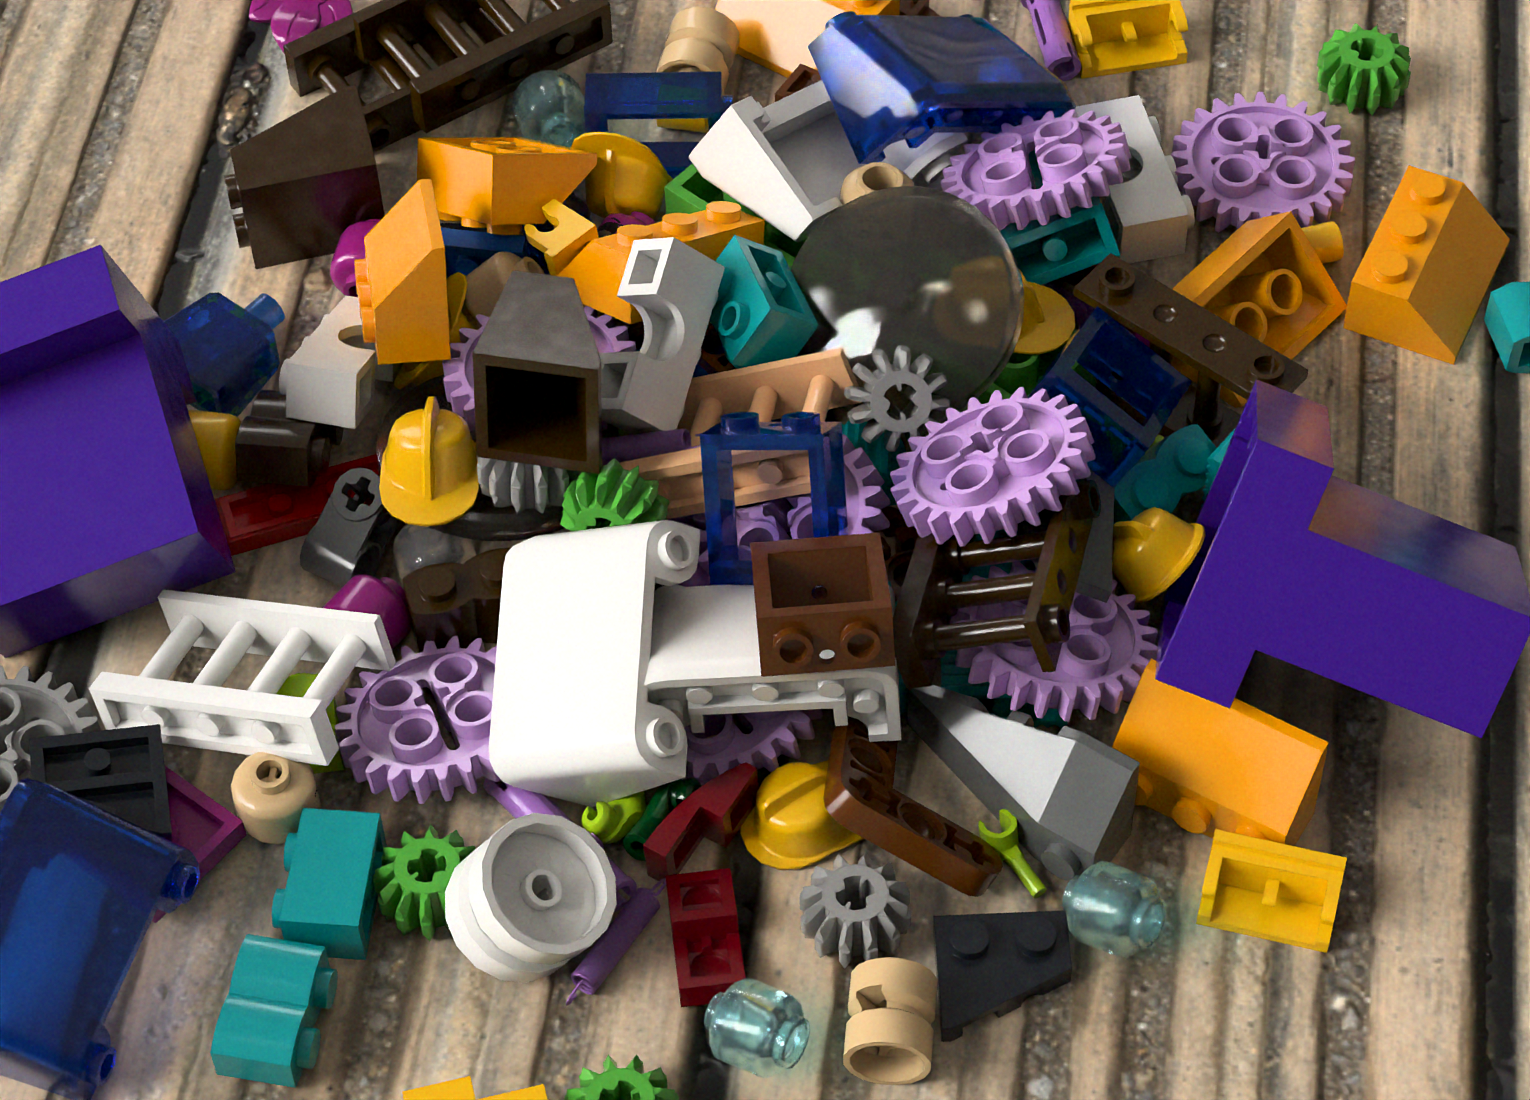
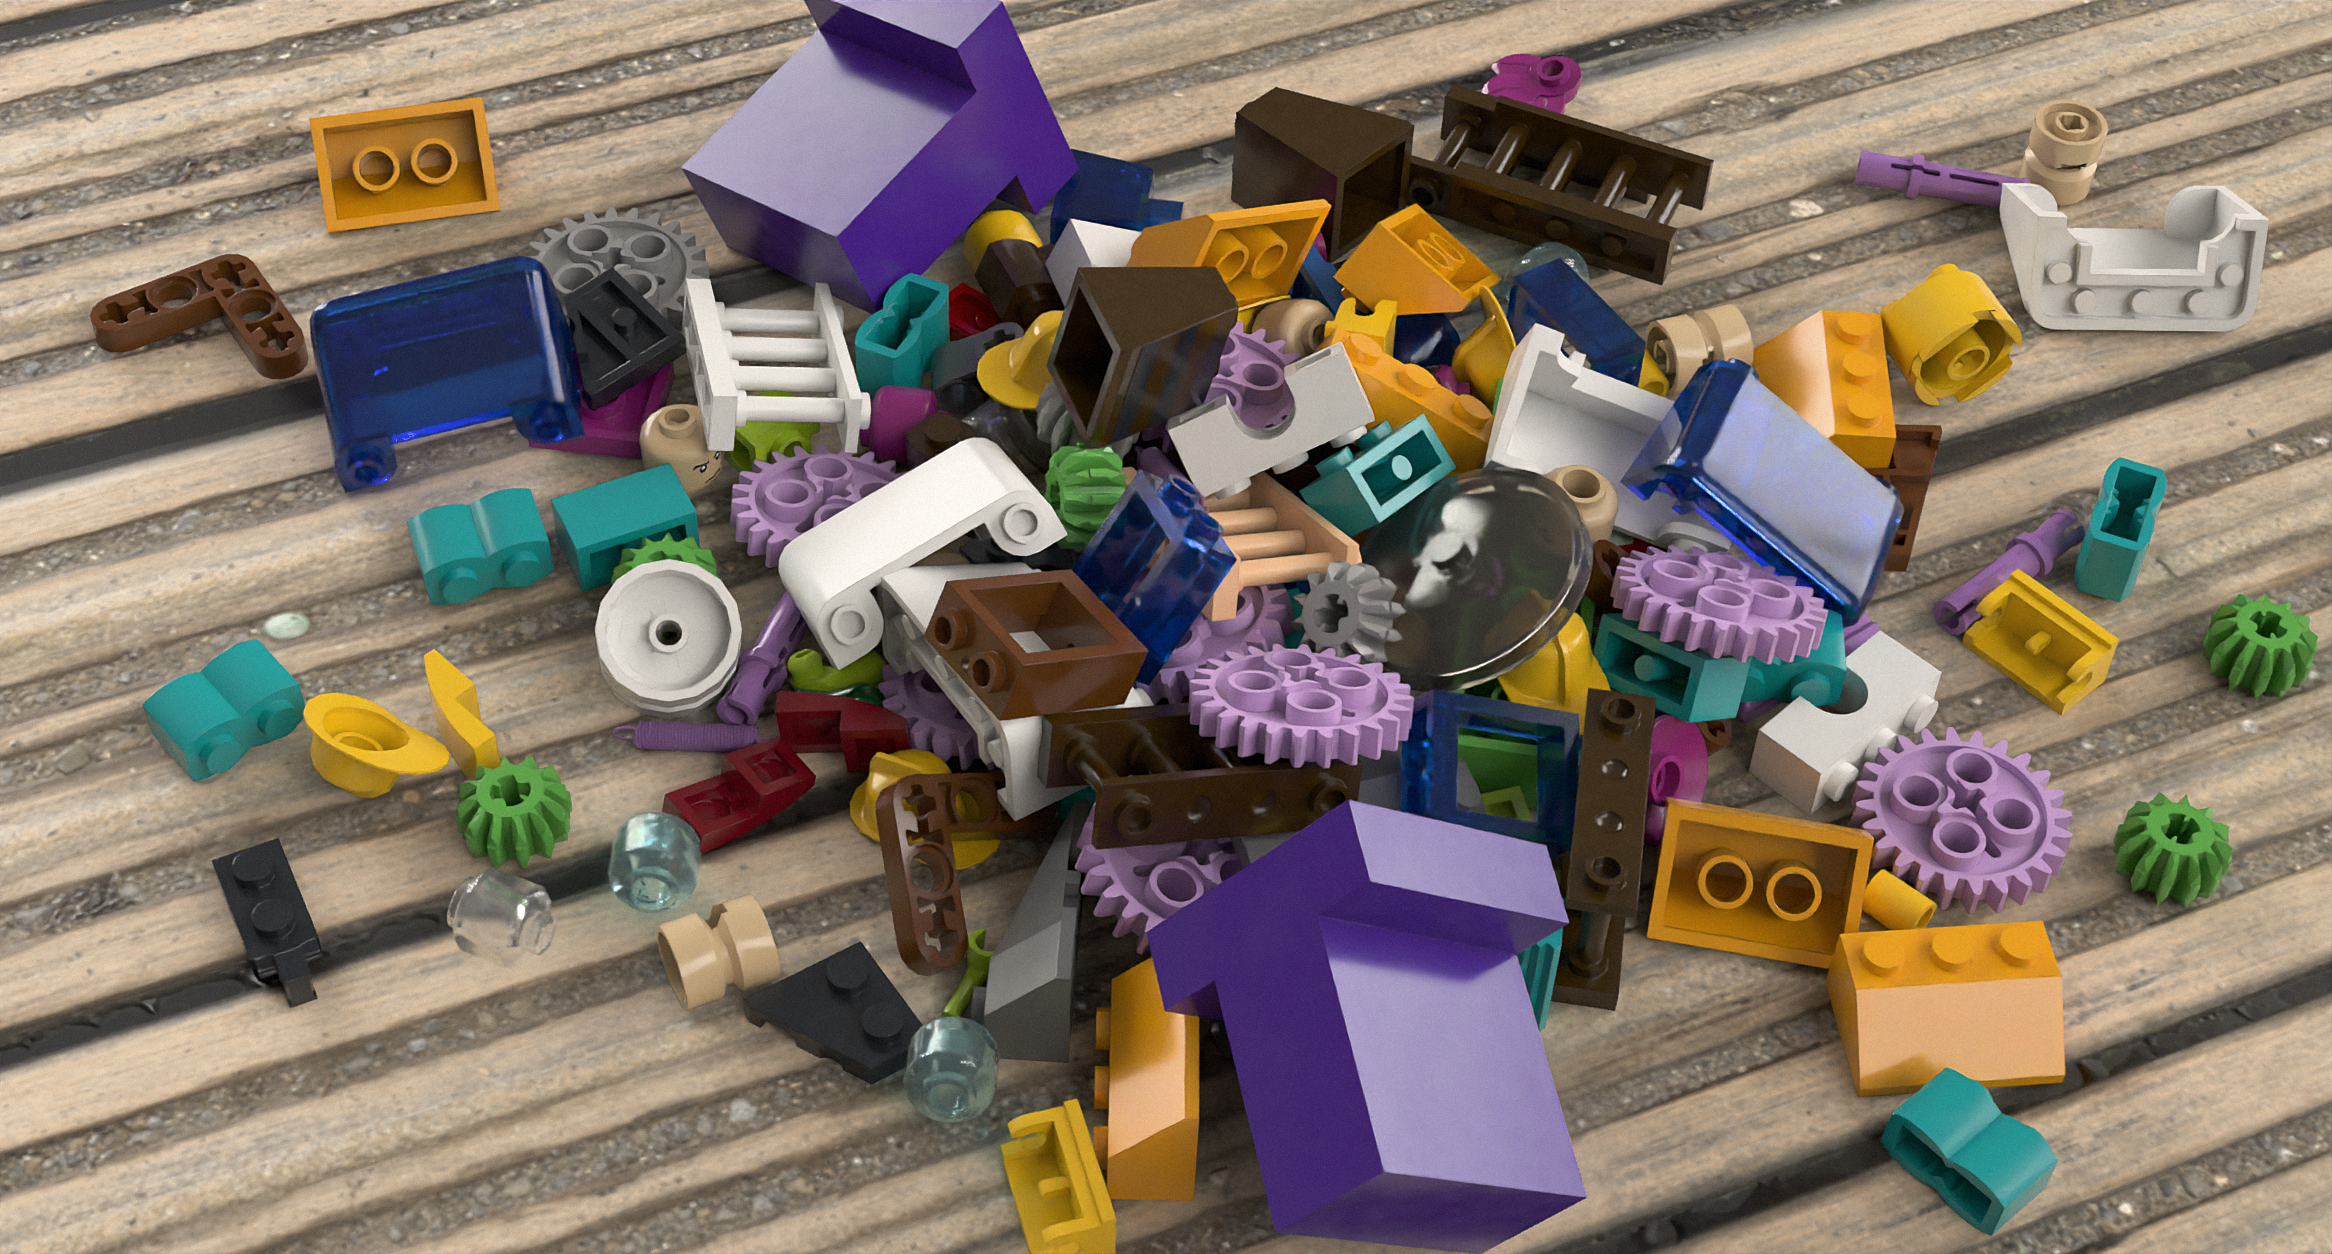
camera: 55 degrees right, 5 degrees down
(269, 559) = (901, 338): none -> teal brick
(855, 910) = (825, 879): light grey gear -> none

